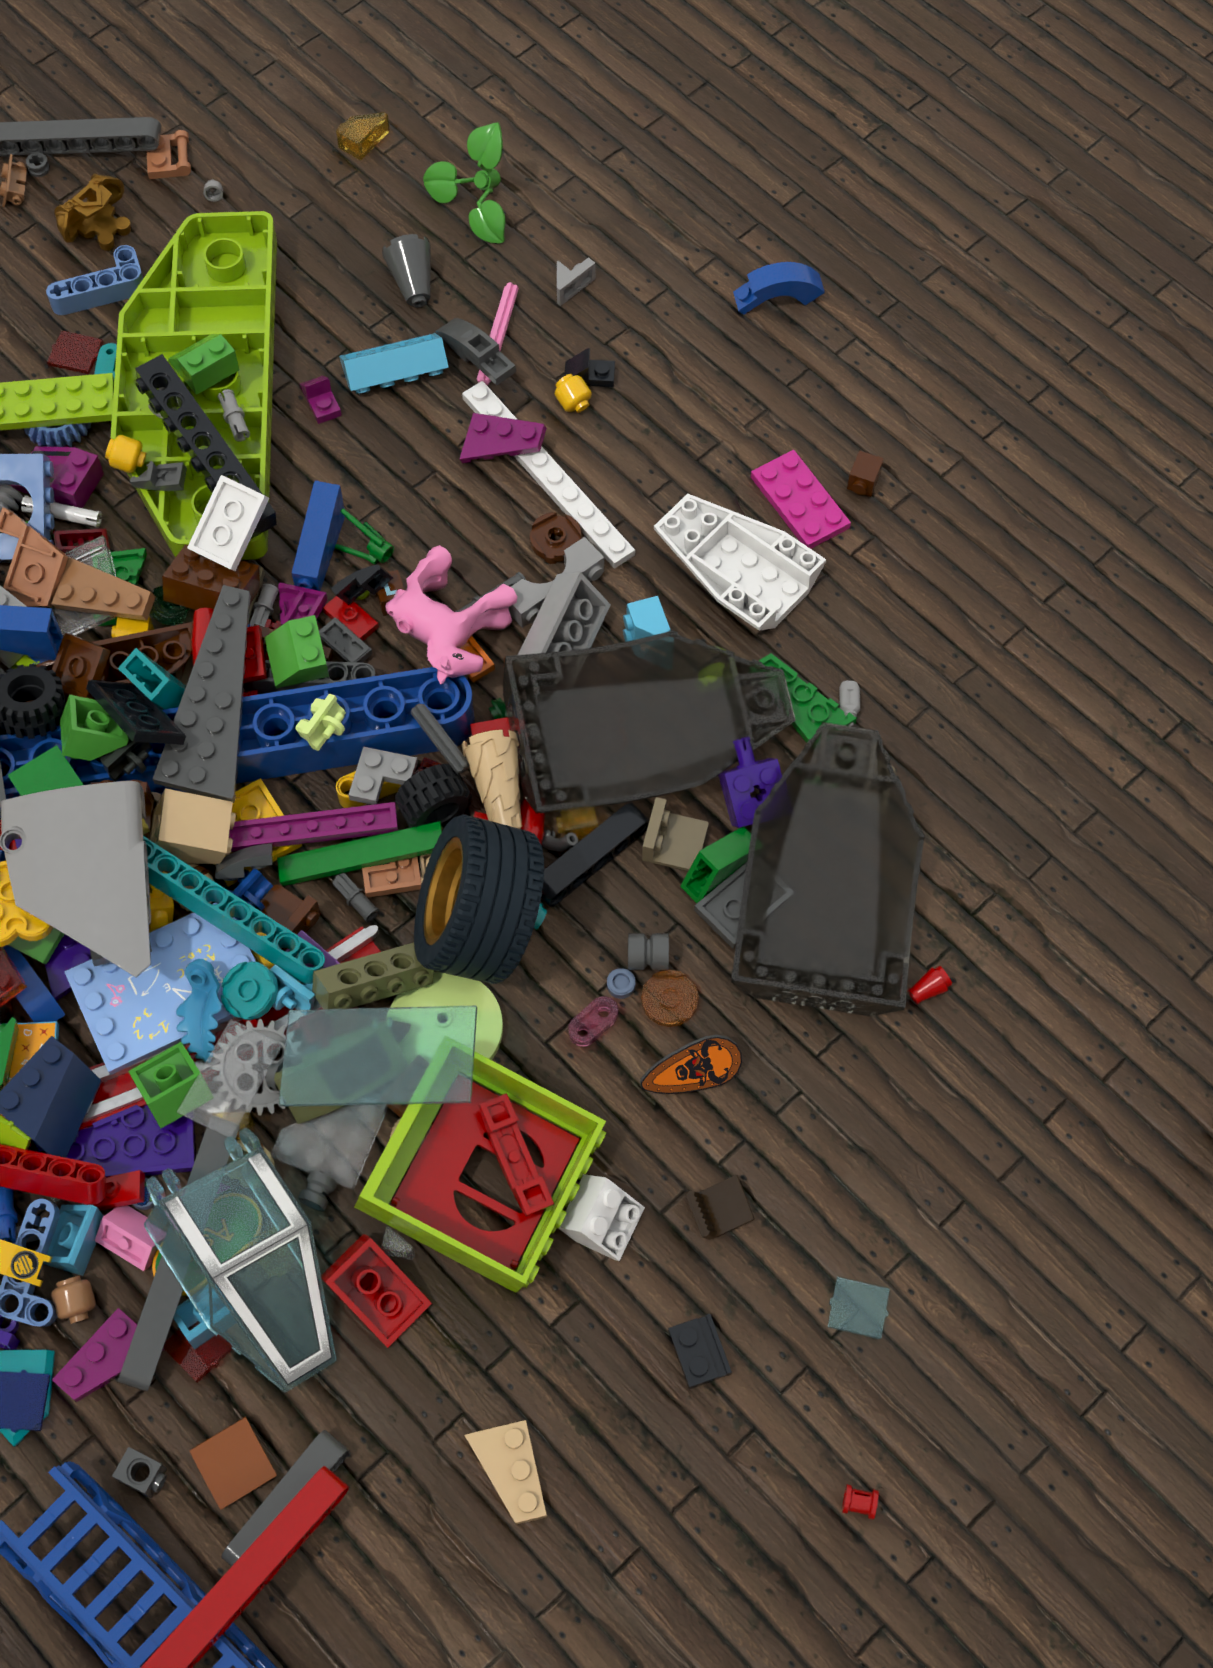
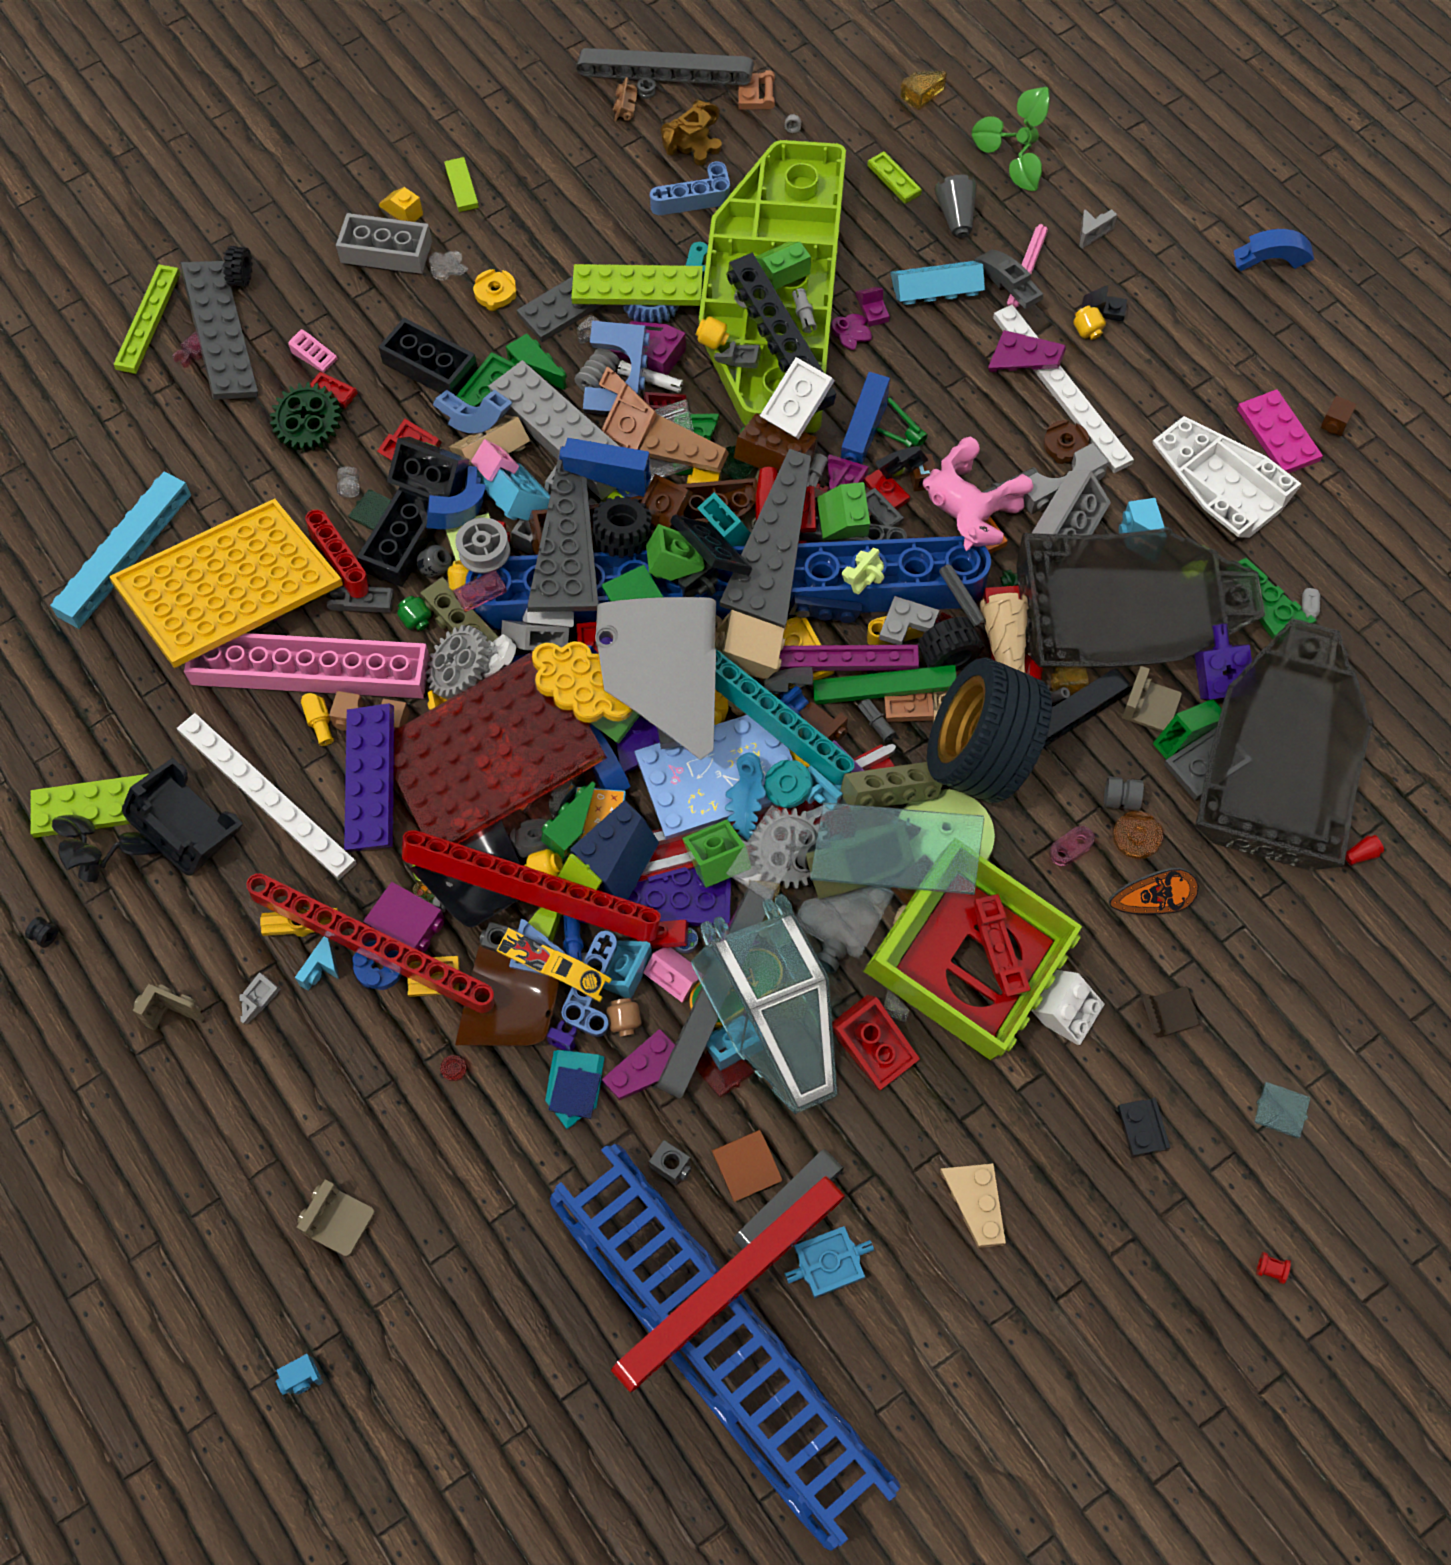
camera: 10 degrees right, 0 degrees up
(75, 352) = (668, 246): clear red piece -> none
(283, 770) = (824, 609): none -> dark blue plate
(299, 430) = (850, 330): none -> magenta plate
(337, 243) = (894, 177): none -> lime tile
(338, 1568) = (829, 1262): none -> dark azure plate
(621, 983) = (1096, 817): sand blue tile -> none

